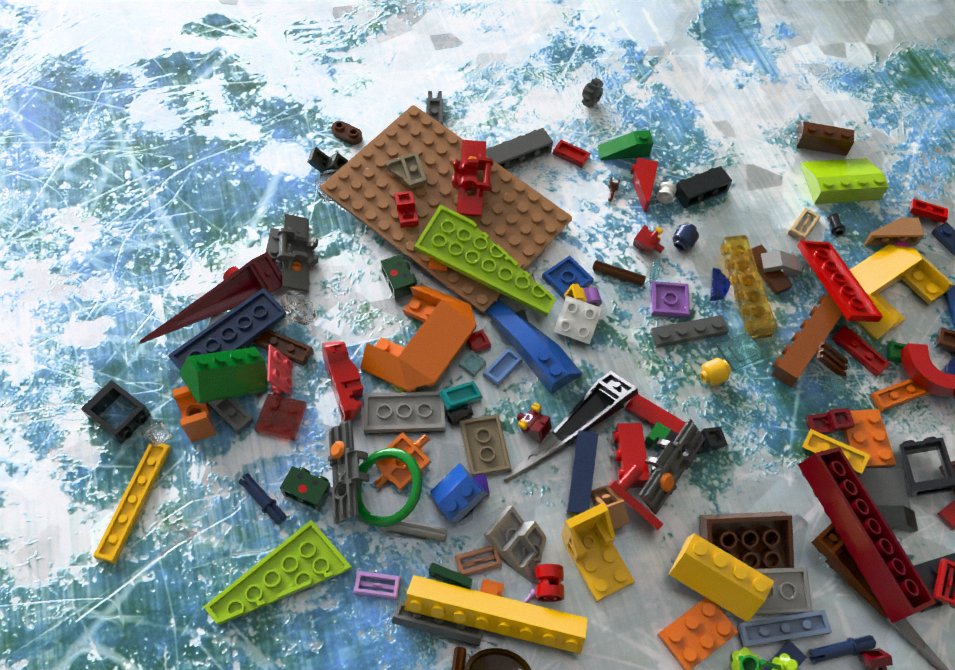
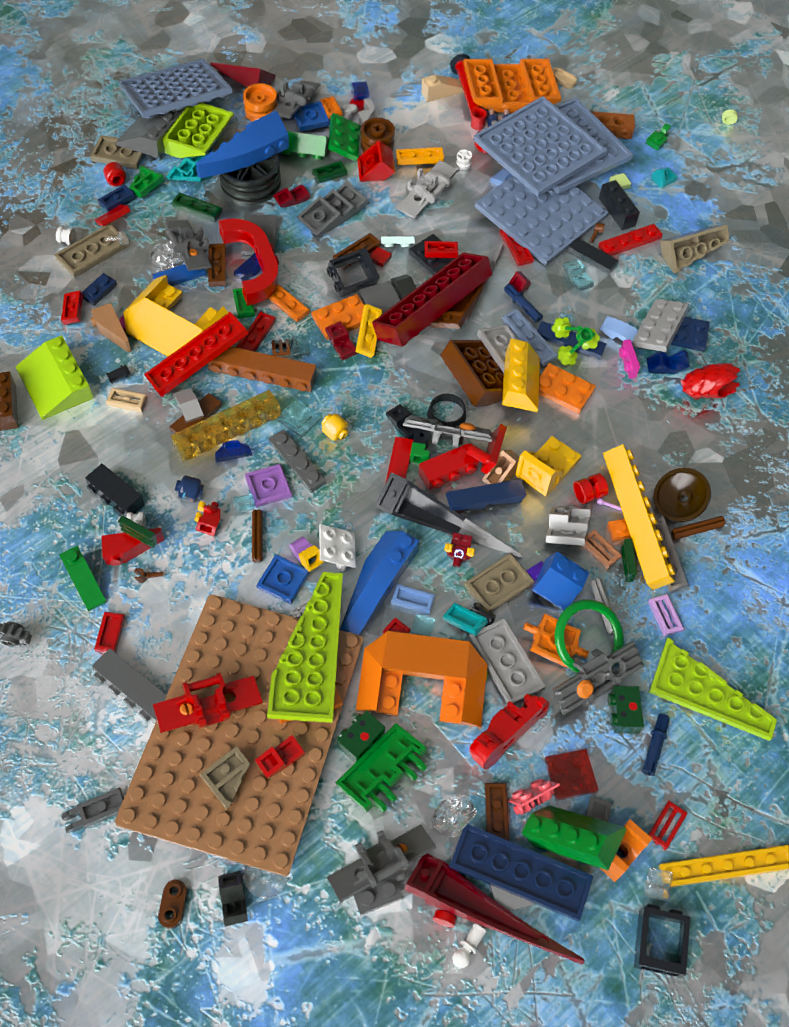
camera: 115 degrees left, 0 degrees up
(202, 484) = (658, 839): none -> red tile
(204, 282) = (461, 957): none -> white pin
(364, 275) = (382, 763): none -> green hinge
(648, 179) = (137, 531): none -> dark green tile
(694, 503) = (448, 397): none -> black tyre

